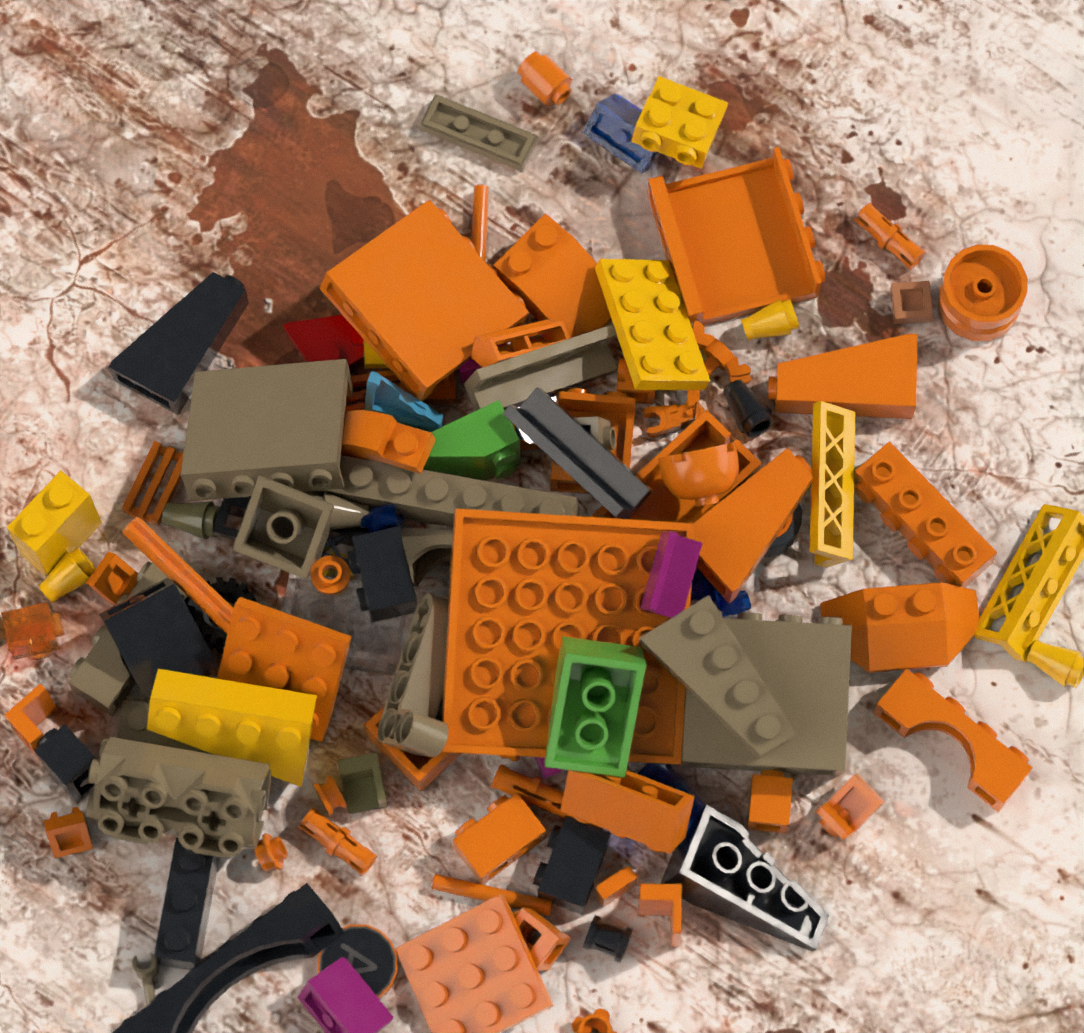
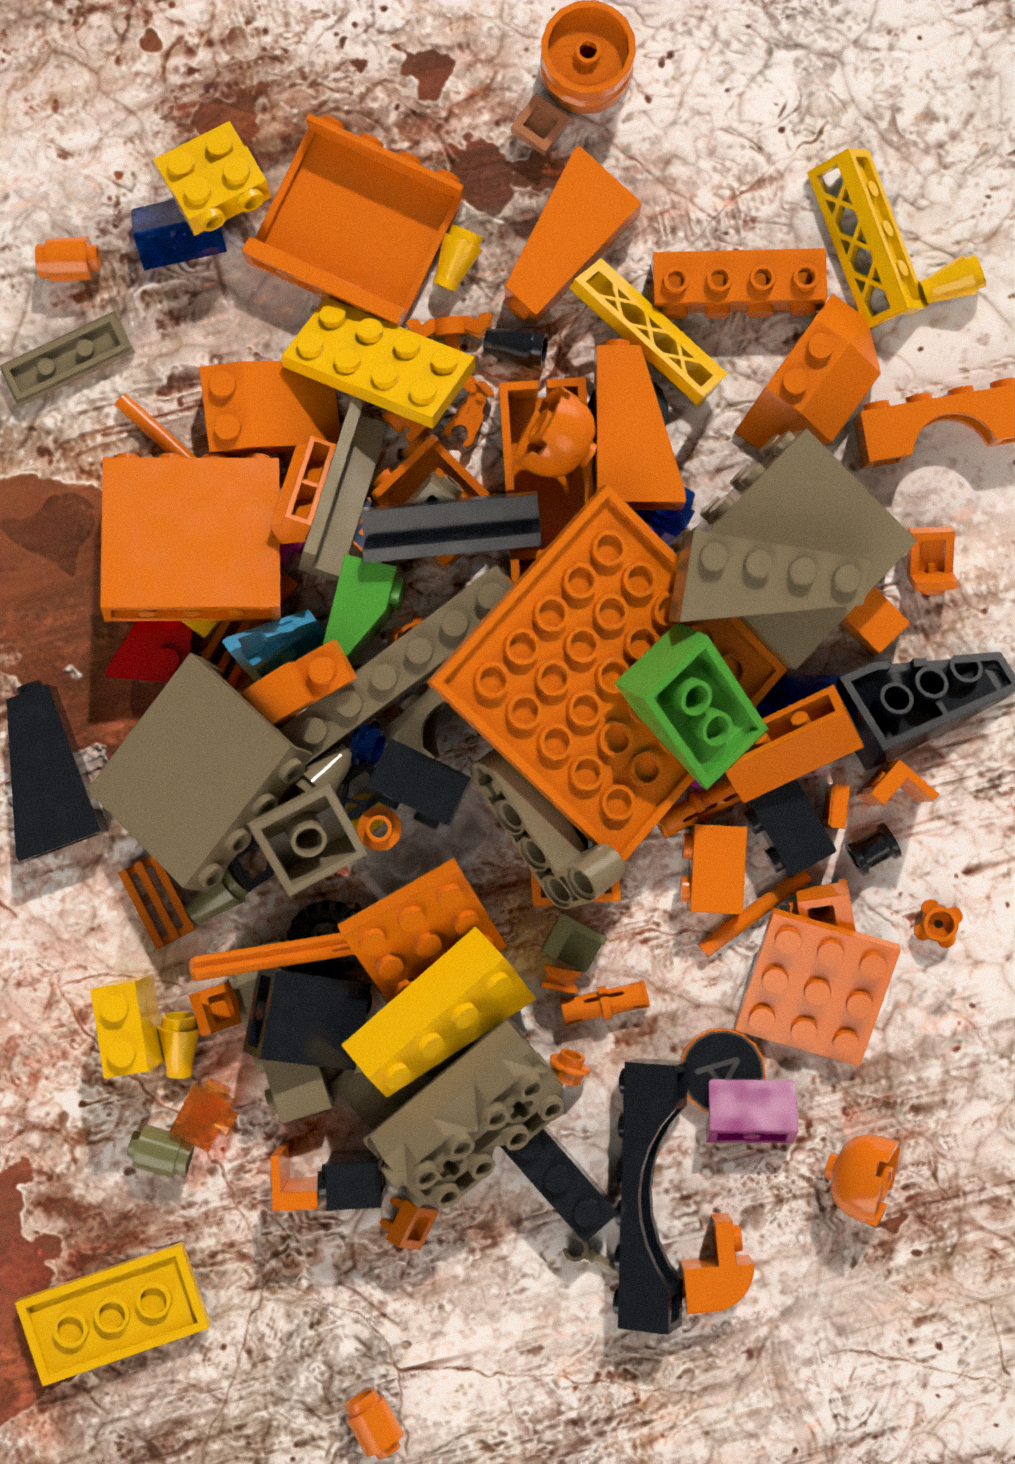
camera: 50 degrees left, 15 degrees up
(671, 574) = (636, 544): magenta panel -> none
(890, 236) = (465, 90): orange pin -> none

